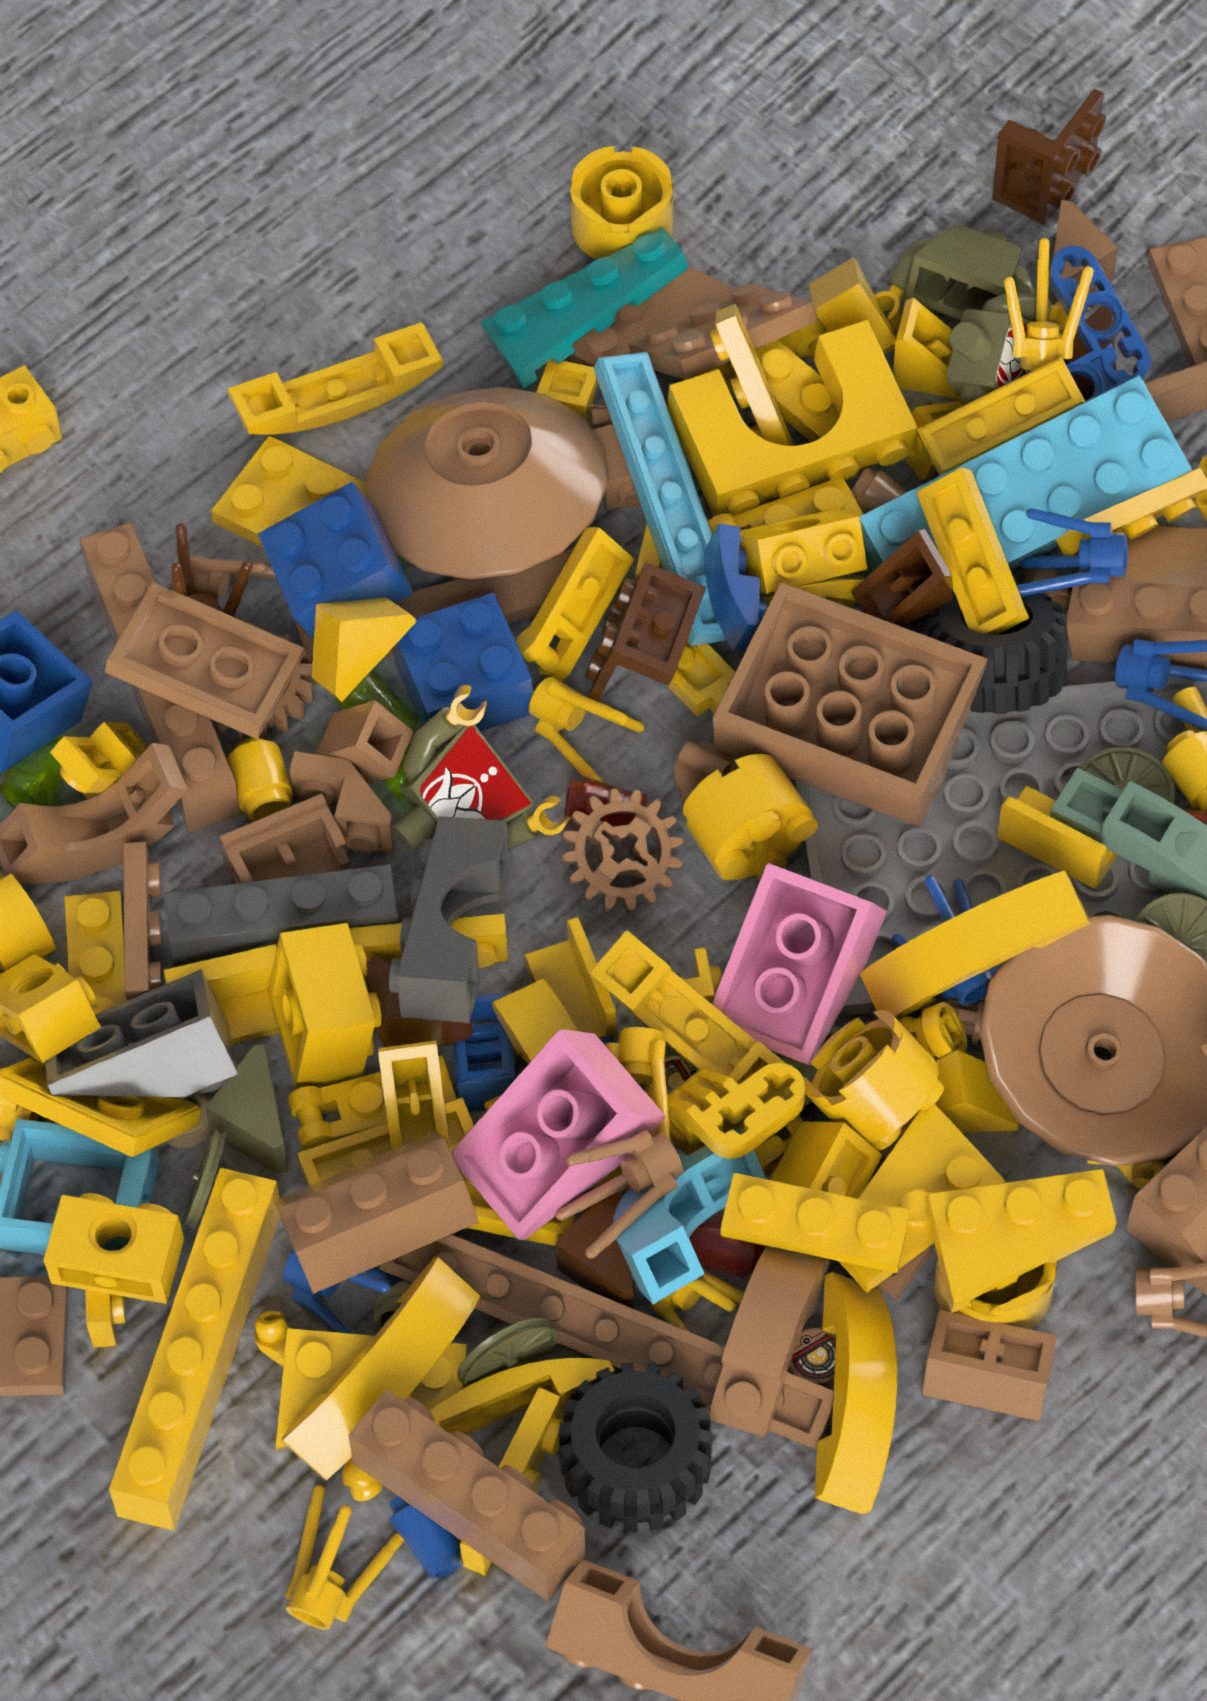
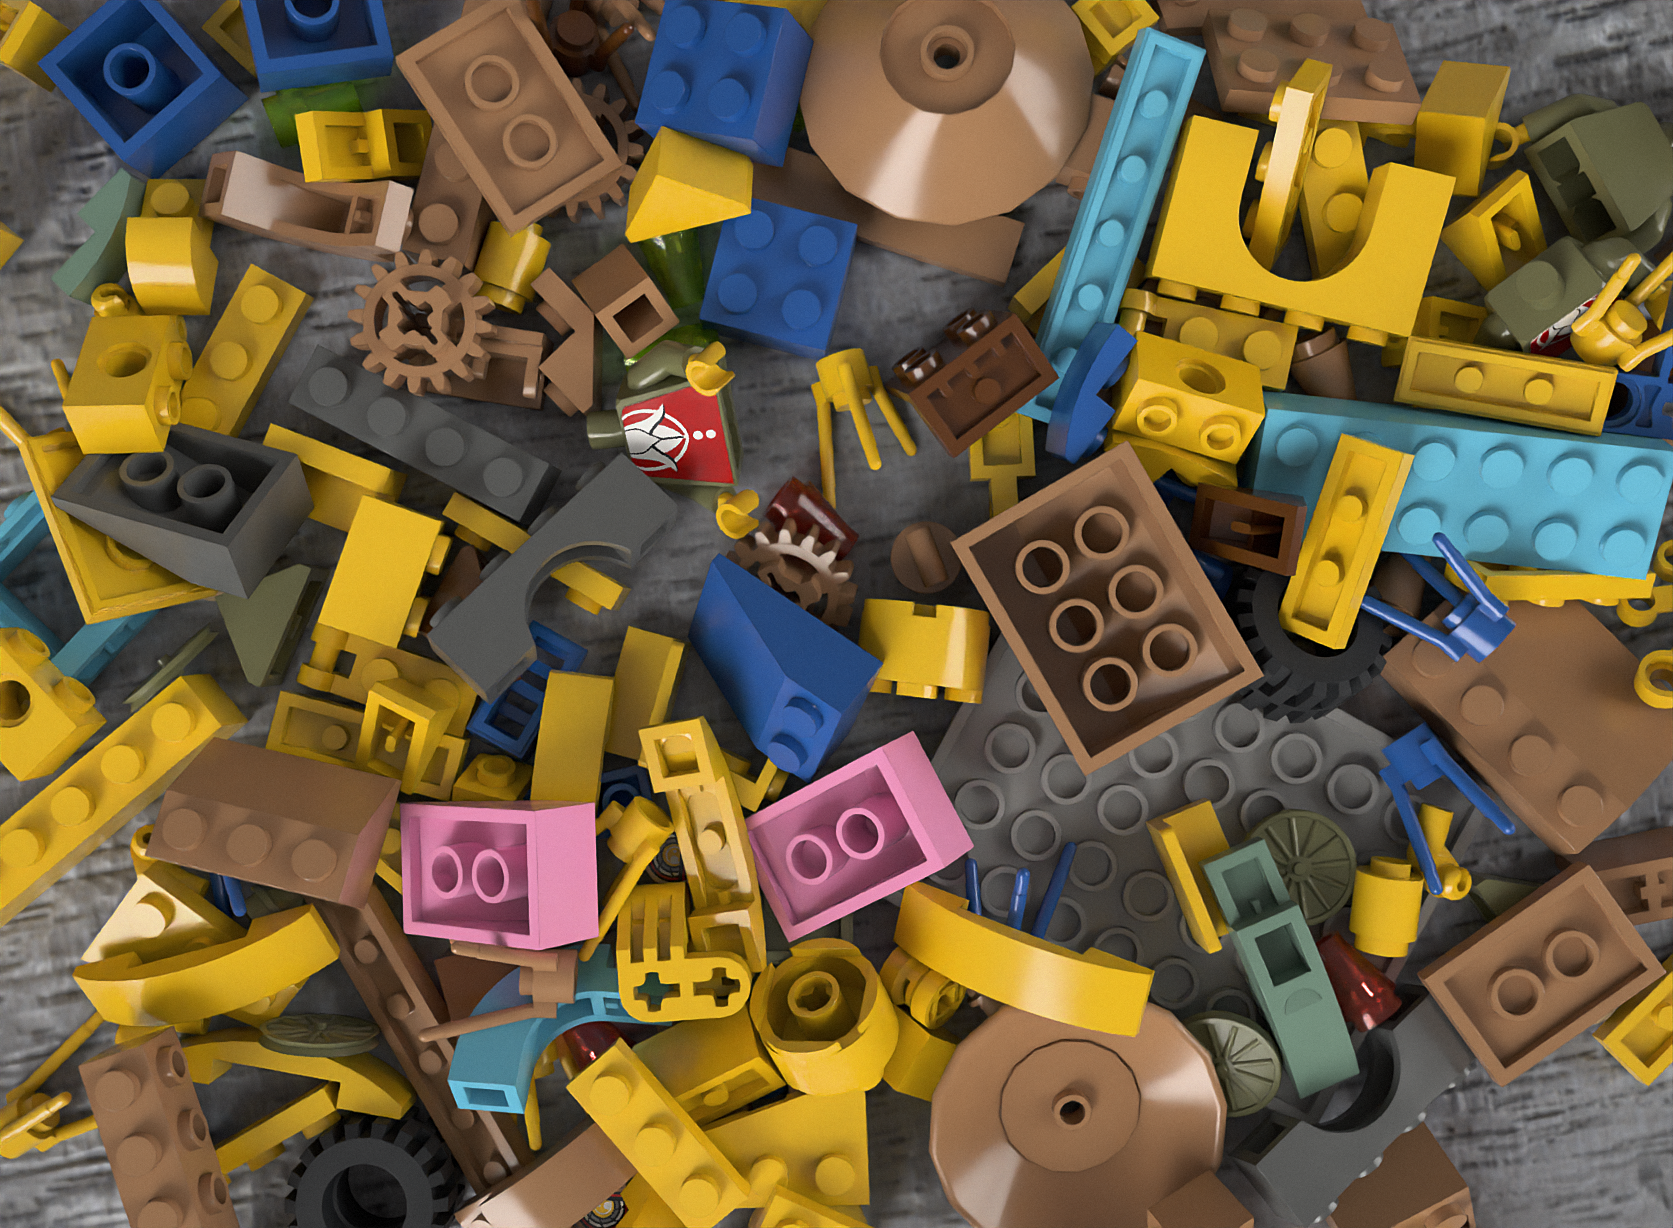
camera: 30 degrees right, 30 degrees up
(141, 925) = (309, 321): medium nougat plate -> none
(241, 831) = (400, 336): none -> medium nougat gear
(575, 604) = (933, 286): yellow plate -> none
(655, 880) = (779, 668): none -> blue slope

